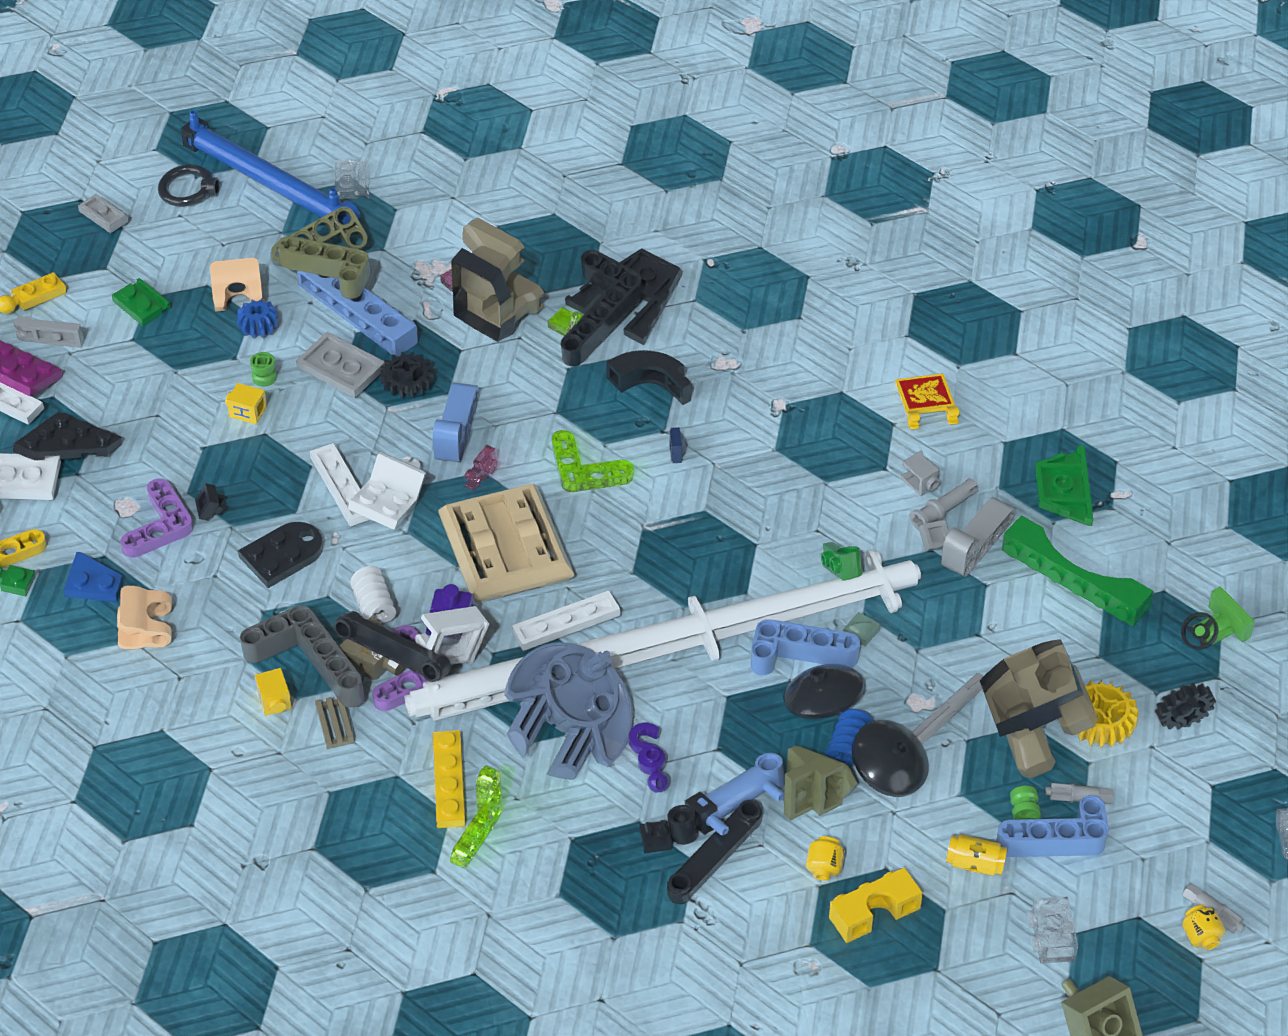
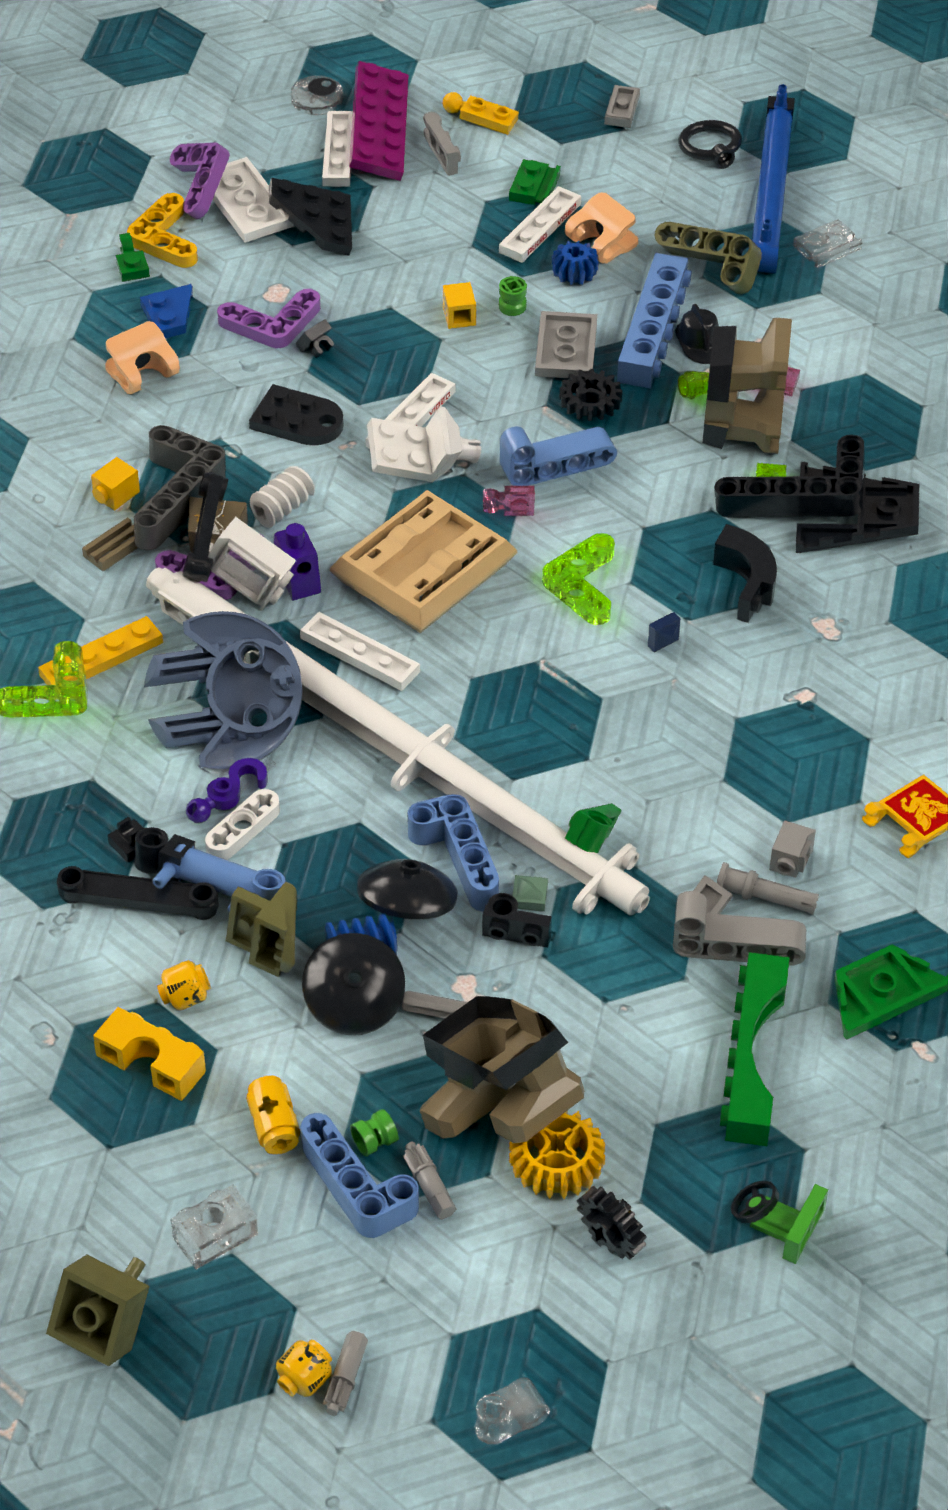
camera: 60 degrees right, 0 degrees up
(195, 319) = (540, 224): none -> white plate
(328, 260) = (678, 278): olive beam -> none
(393, 289) = (696, 334): none -> black piece
(442, 315) = (693, 384): none -> clear neon green cone
(688, 752) = (246, 811): none -> white beam
(883, 650) = (505, 922): none -> black plate

